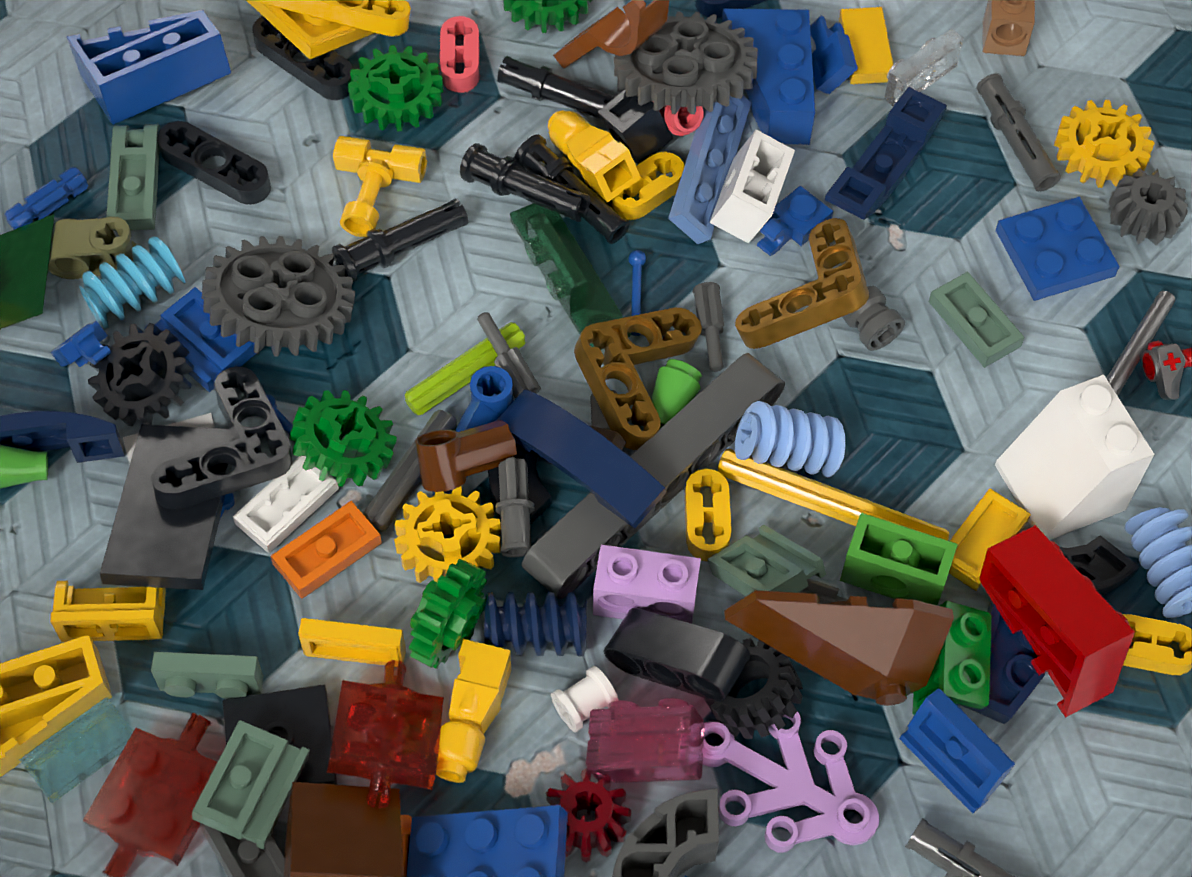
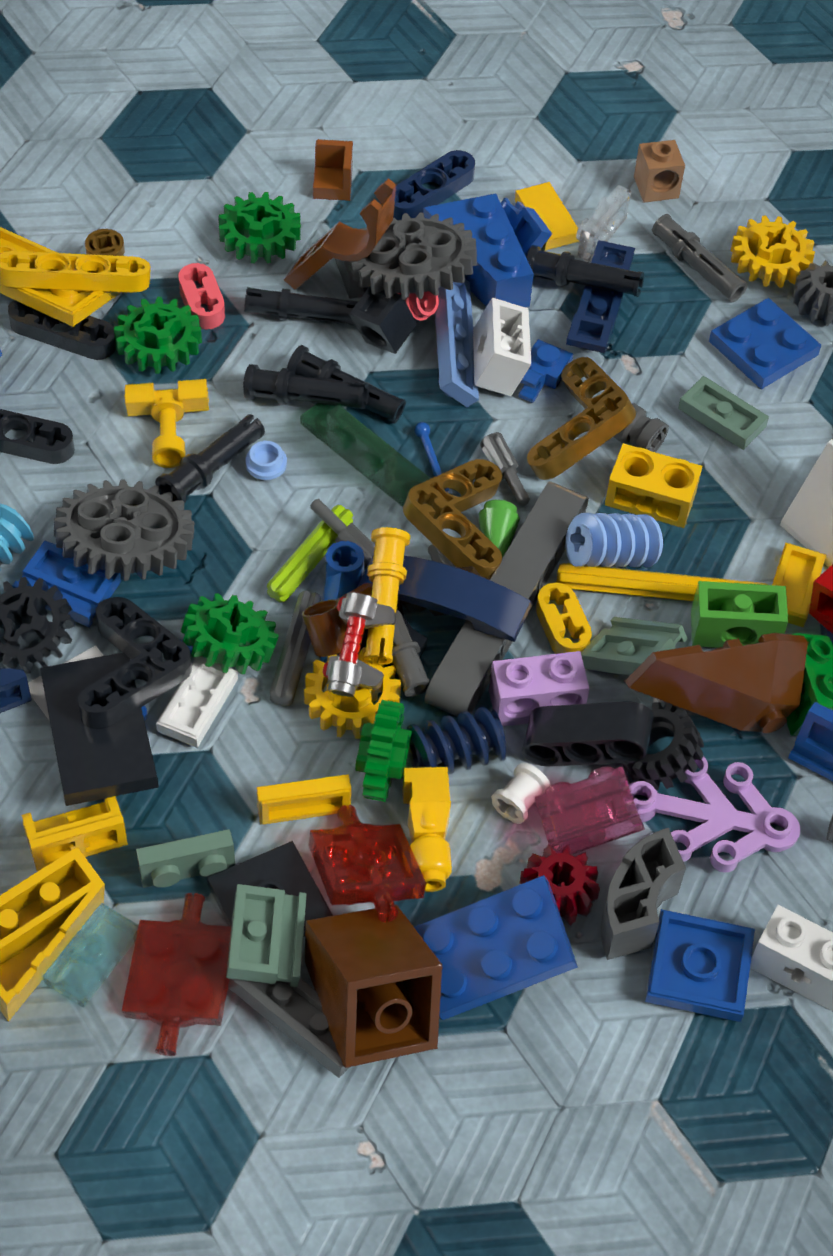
camera: 20 degrees left, 5 degrees down
(326, 549) = (249, 730): orange plate -> none
(437, 514) = (345, 671): none -> flat silver piece
(457, 254) = (266, 460): none -> light blue plate
(518, 419) = (387, 575): none -> yellow pin
(595, 153) = (357, 349): yellow piece -> none
(651, 190) = (402, 364): yellow beam -> none
(856, 392) = (653, 485): none -> yellow brick
(859, 113) = (566, 269): none -> black pin

